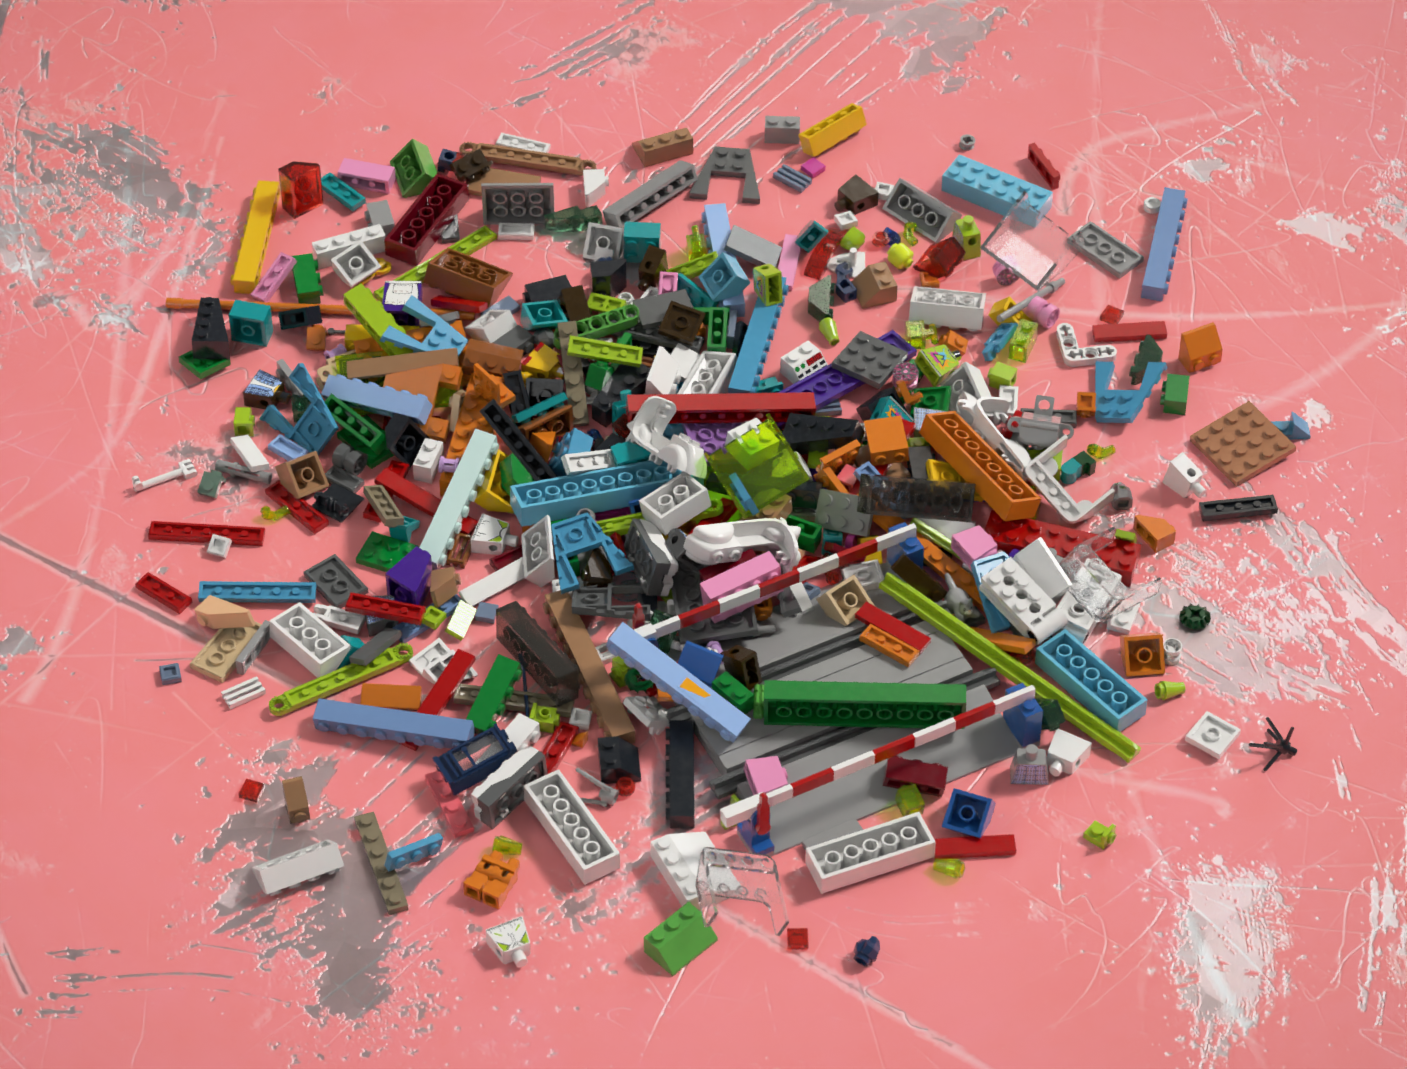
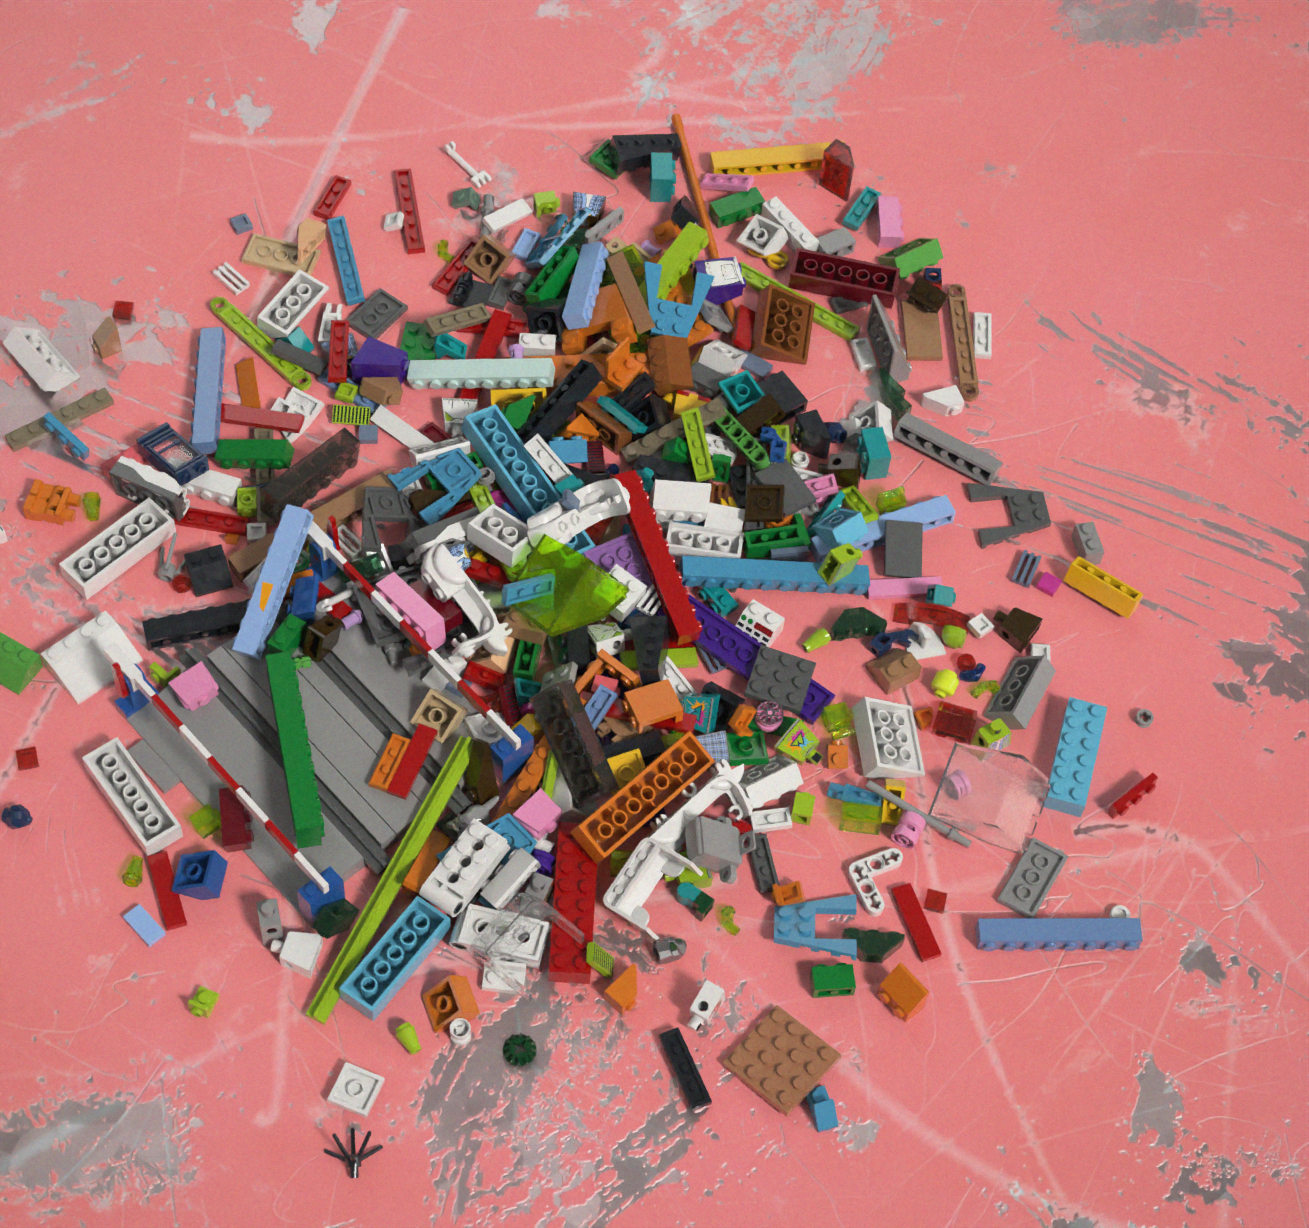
camera: 70 degrees right, 10 degrees up
(253, 648) = (275, 270): light grey tile -> none
(457, 561) = (436, 402): dark orange tile -> none
(619, 300) = (778, 446): none -> blue piece
(650, 442) = (569, 500): none -> sand blue tile
(664, 147) = (1025, 448): medium nougat slope -> none
(739, 877) = (72, 685): clear windscreen -> none
(1008, 869) = (144, 925): none -> light blue tile

